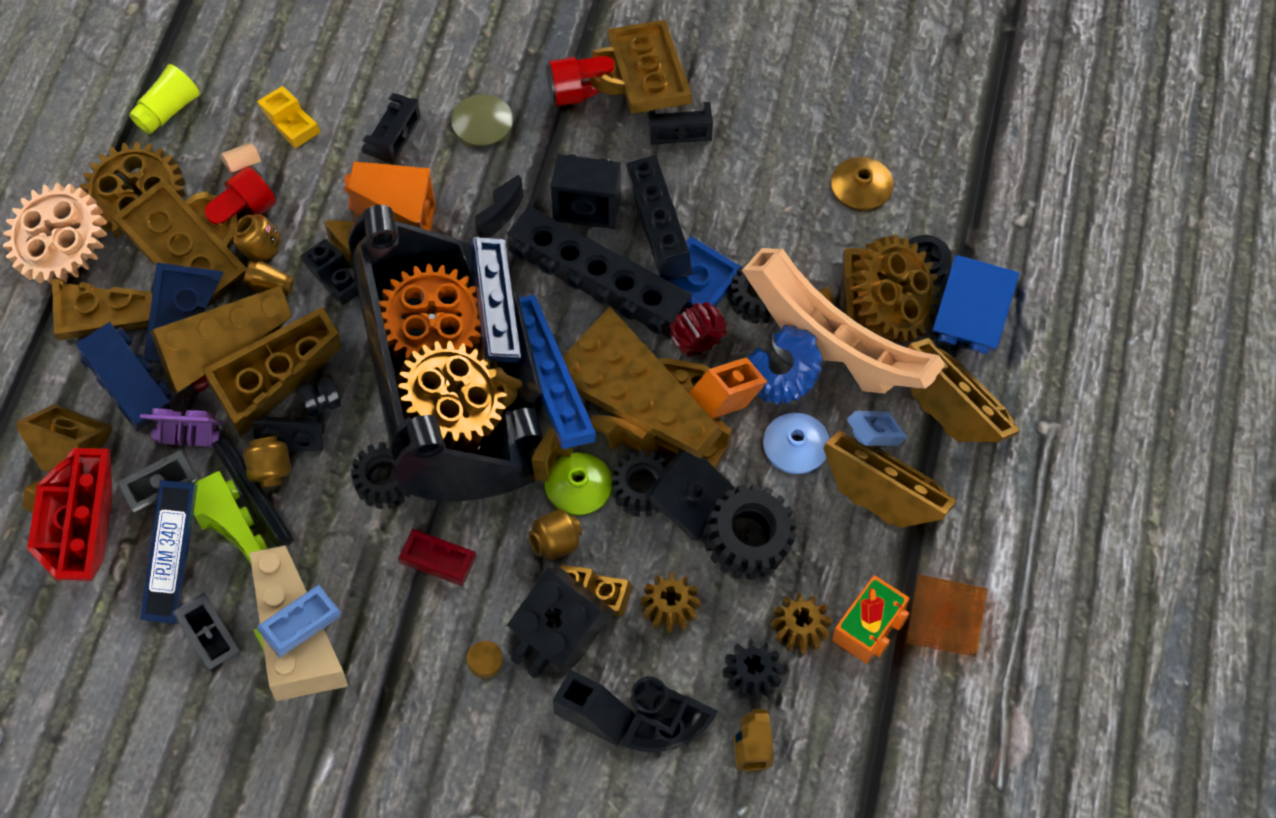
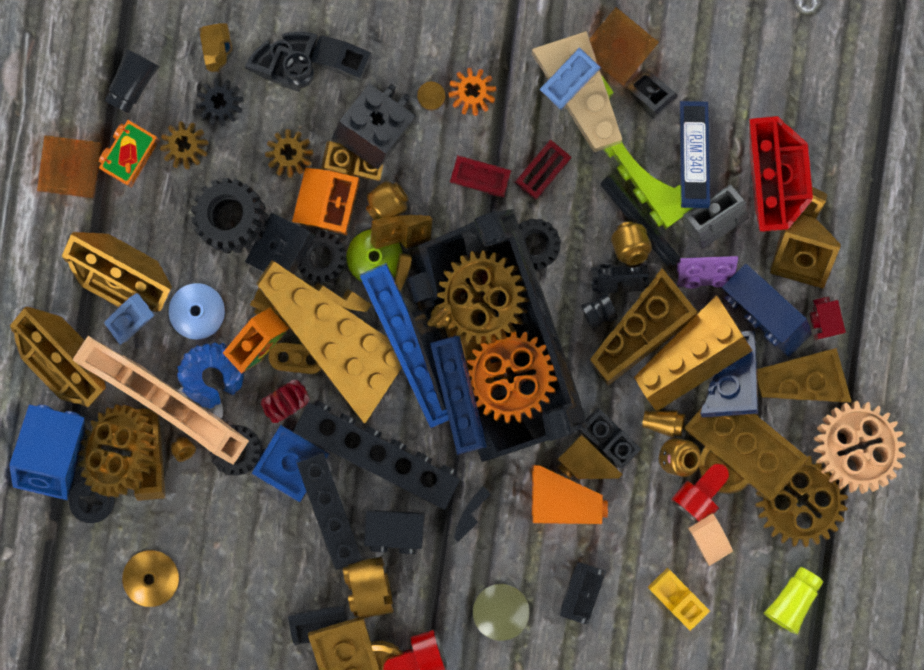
camera: 175 degrees right, 25 degrees up
(57, 364) = (826, 318): none -> dark red brick
(235, 696) = (621, 46): none -> clear orange plate
(367, 571) = (528, 188): none -> dark red tile
(439, 644) = (471, 101): none -> orange gear
(535, 502) = (407, 229): none -> pearl gold slope
(622, 135) = (369, 588): none -> pearl gold brick
(628, 540) = (326, 200): none -> orange slope
(864, 708) = (130, 80): none -> black plant

